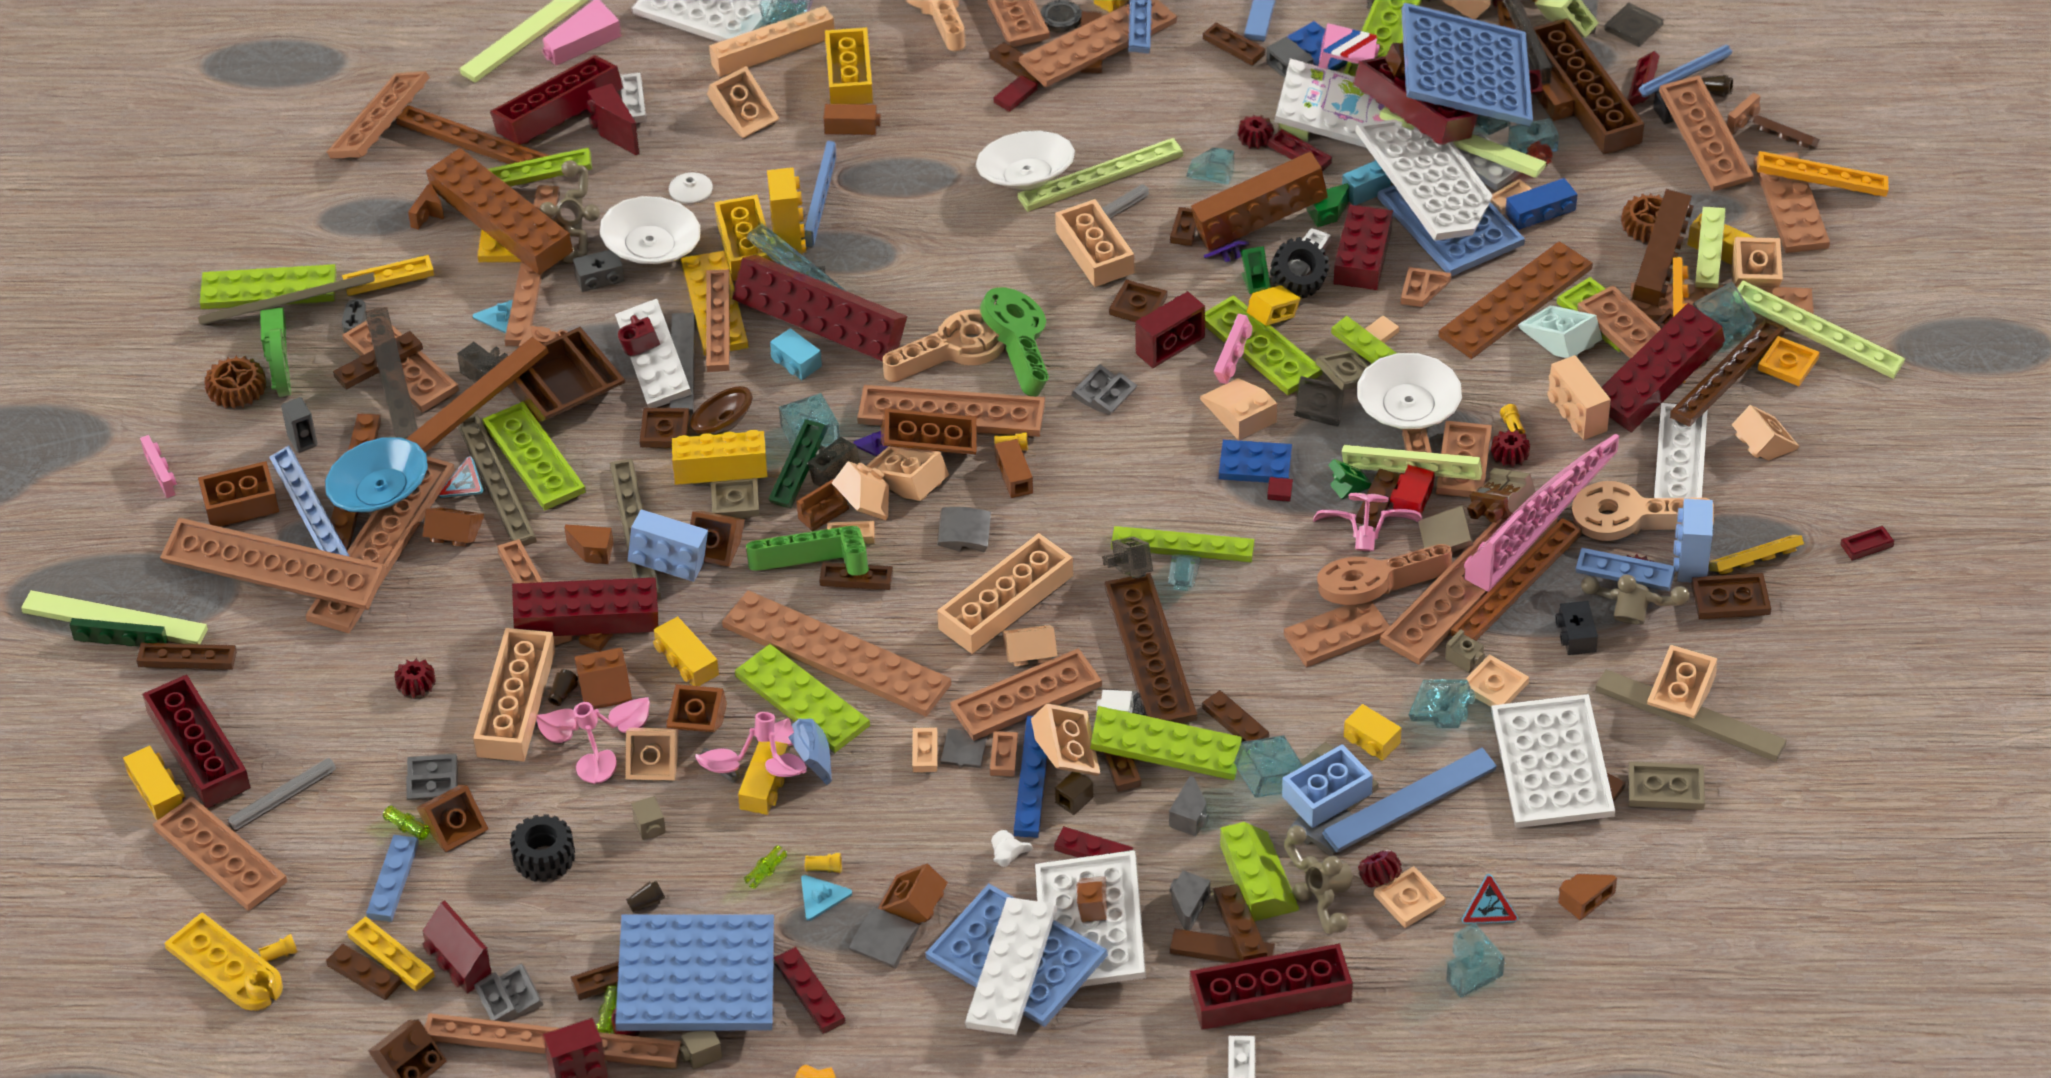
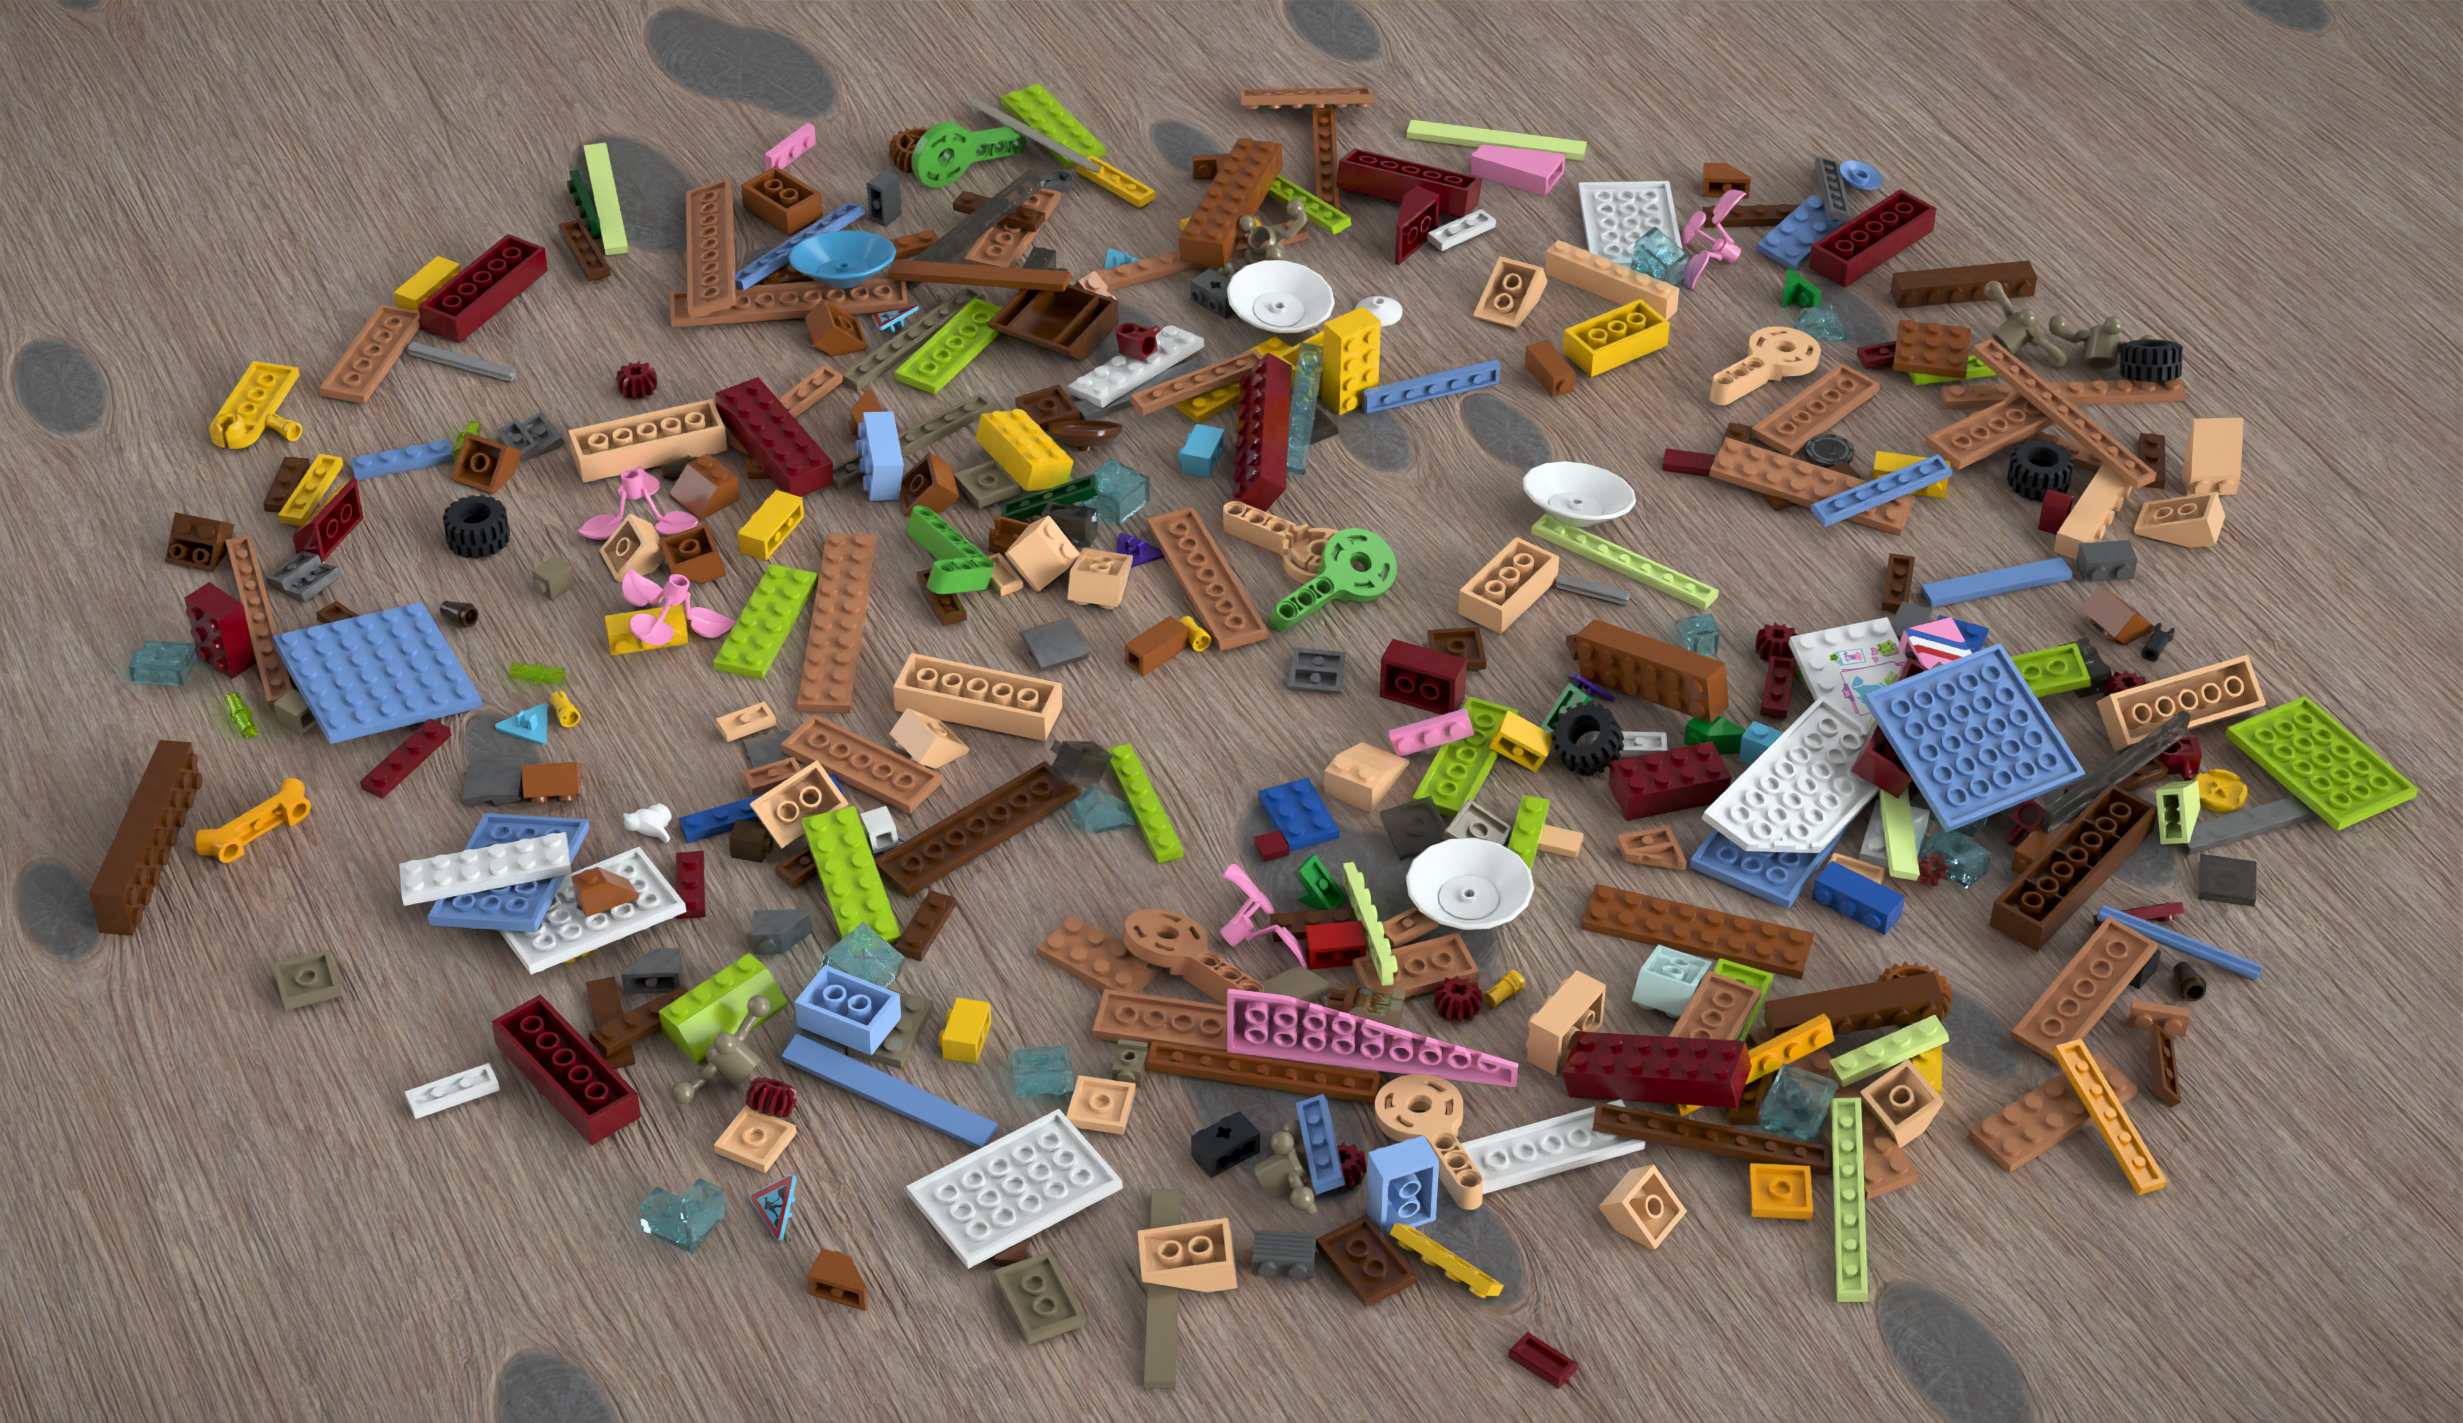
camera: 60 degrees right, 5 degrees down
(812, 747) = (687, 641): medium blue slope -> none
(929, 431) = (1145, 565): dark orange slope -> none
(1704, 633) = (1284, 1254): none -> dark grey brick

